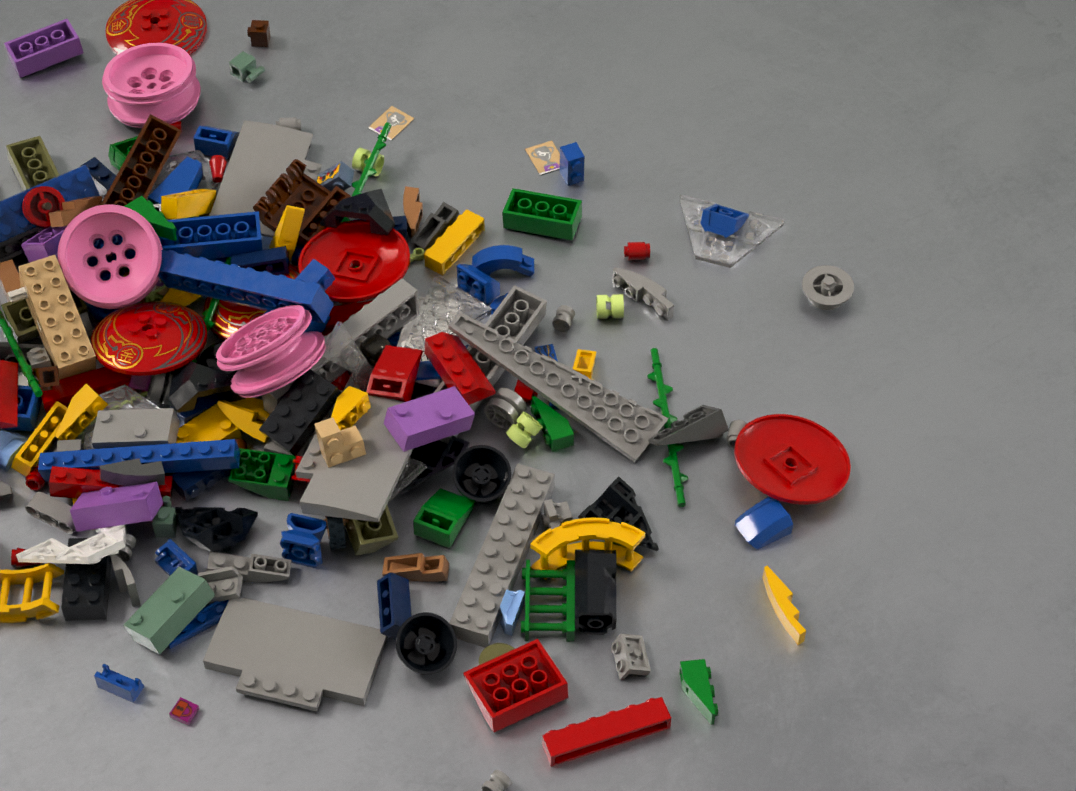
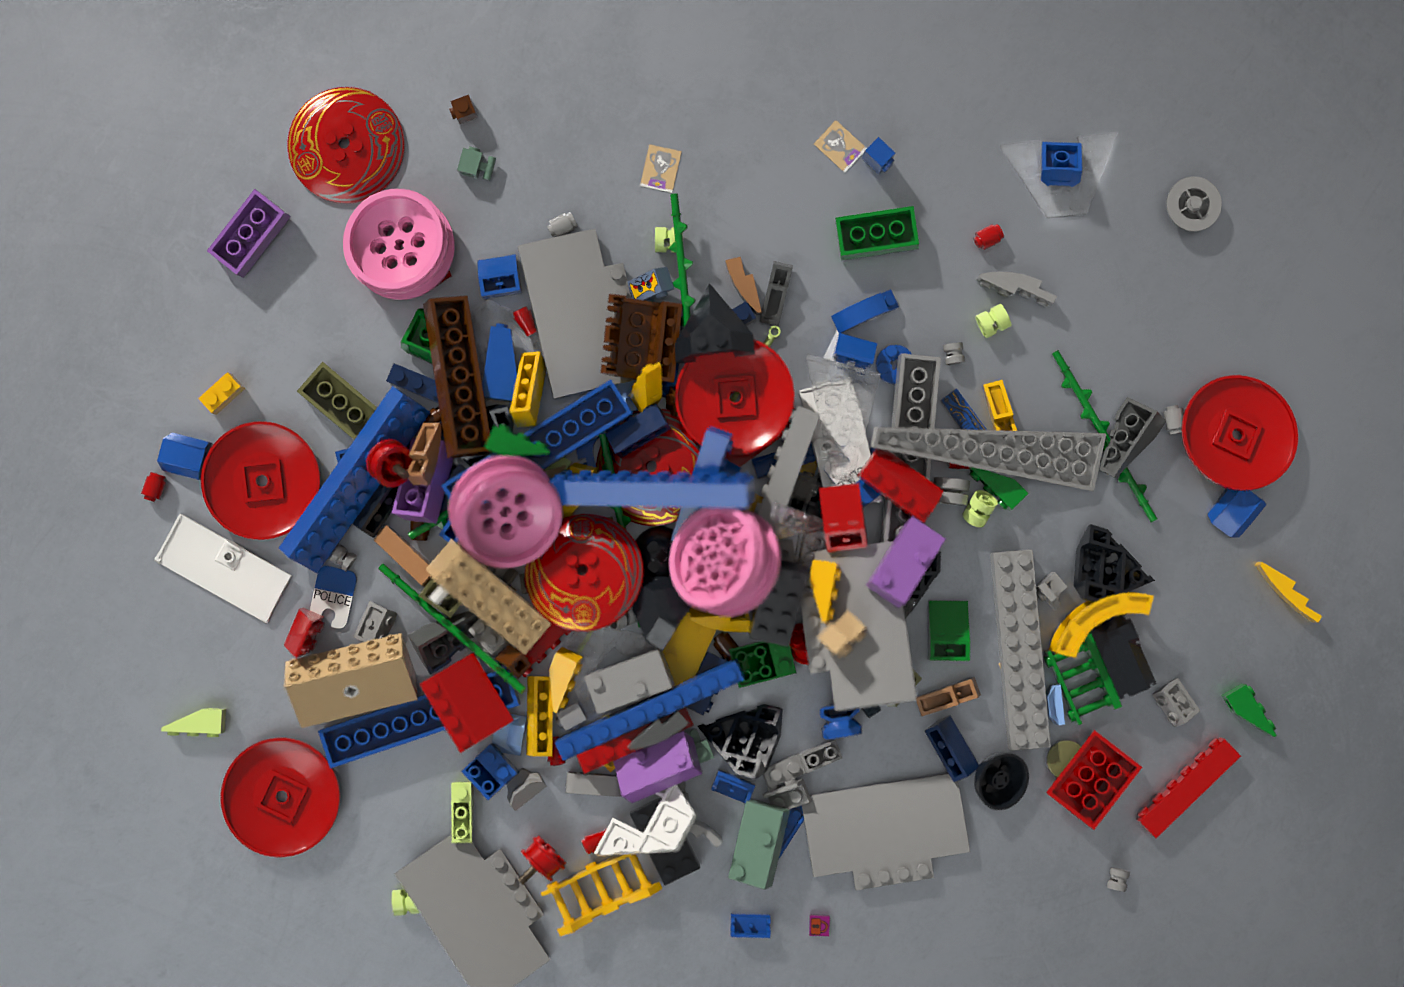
camera: 25 degrees left, 35 degrees up
(454, 242) = (804, 304): yellow brick -> none
(484, 464) = (975, 583): black piece -> none

